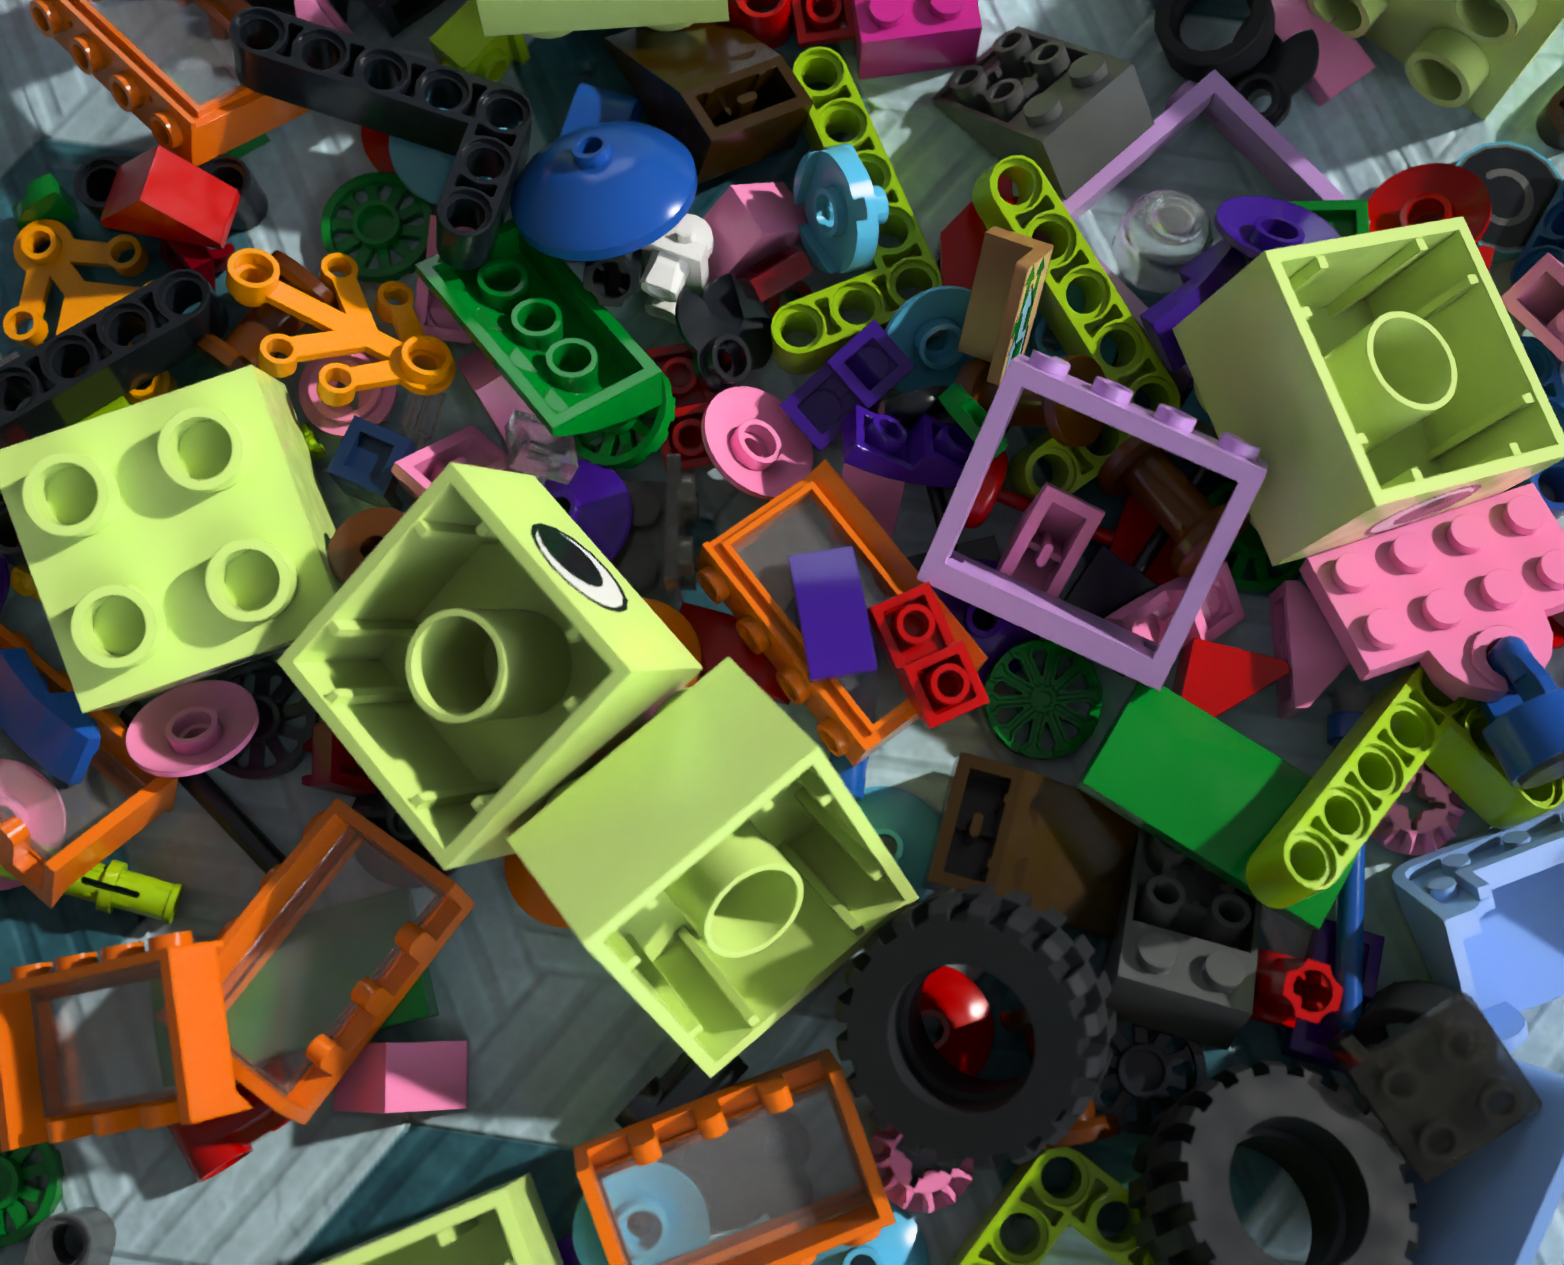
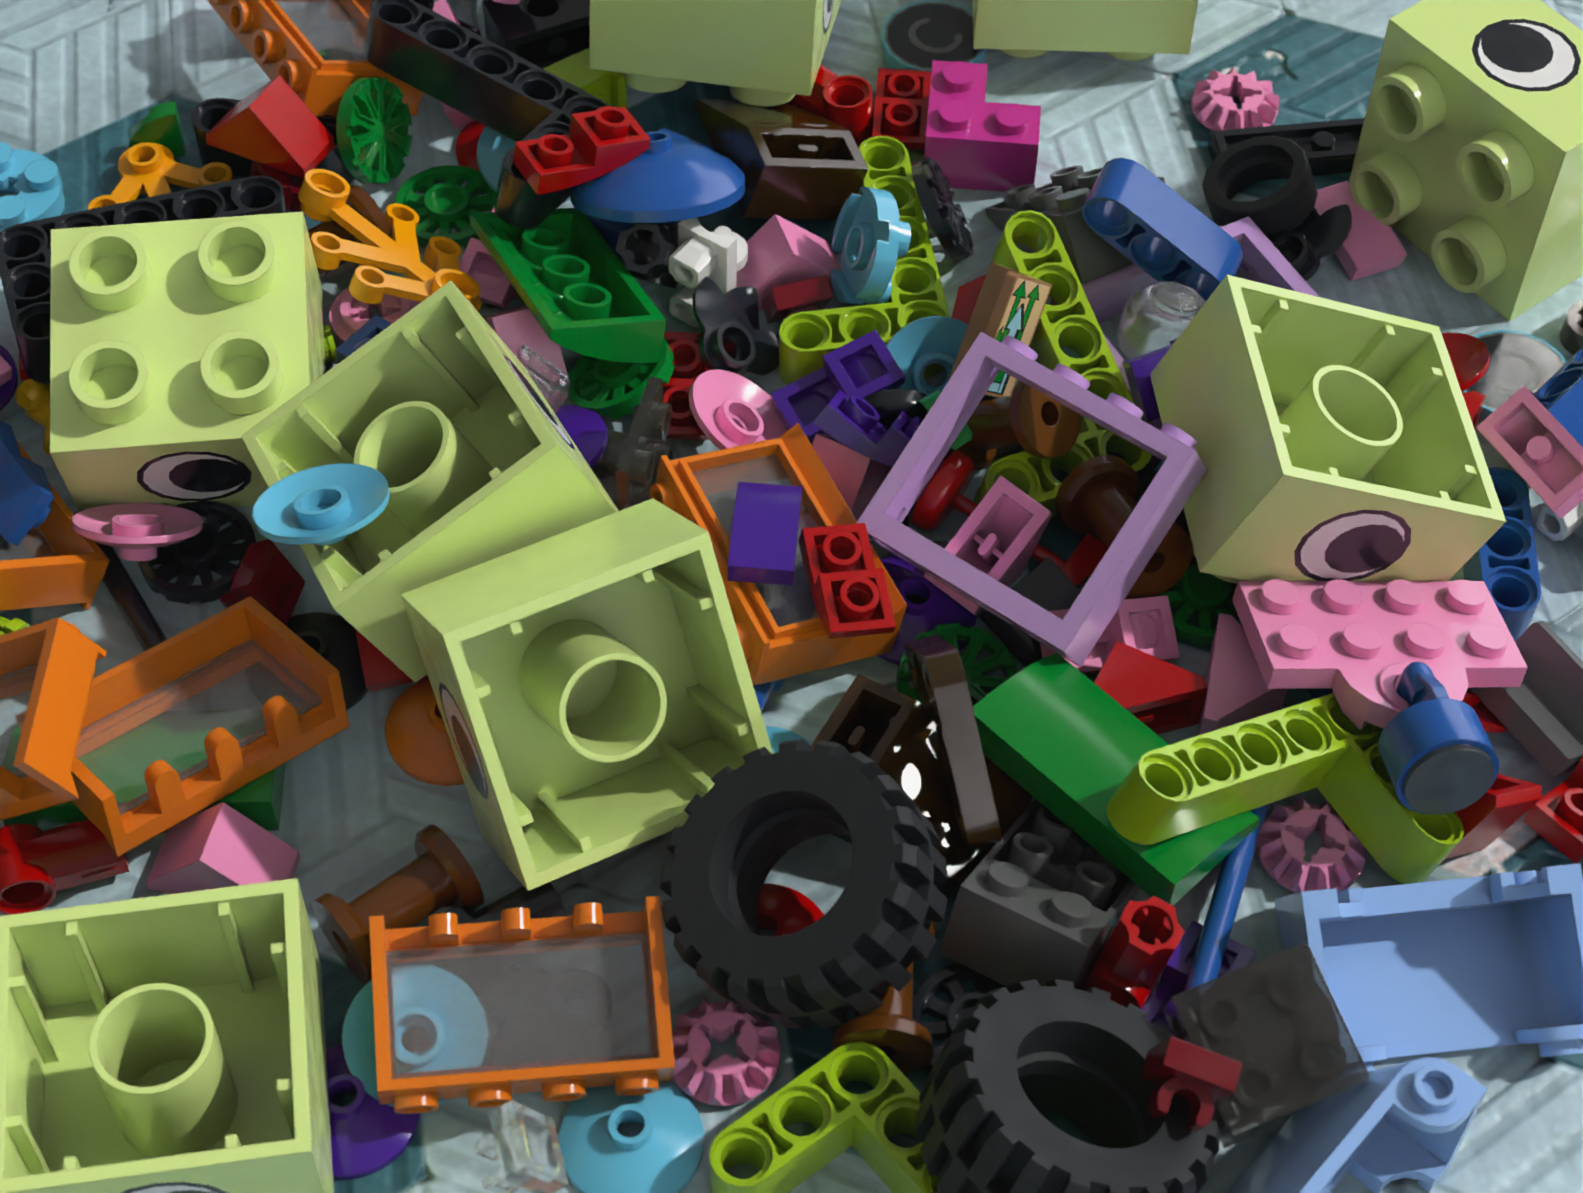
camera: 10 degrees right, 25 degrees down
(277, 160) = (373, 130): none -> green wheel
(375, 750) = (321, 504): none -> medium azure dish
(526, 183) = (595, 146): none -> red slope
(582, 1093) = (405, 898): none -> reddish brown piece
(897, 131) = (943, 215): none -> black wheel
(1069, 794) = (944, 690): none -> dark brown beam
(1145, 137) = (1159, 228): none -> blue beam
(1390, 1167) = (1192, 1073): none -> dark red tile

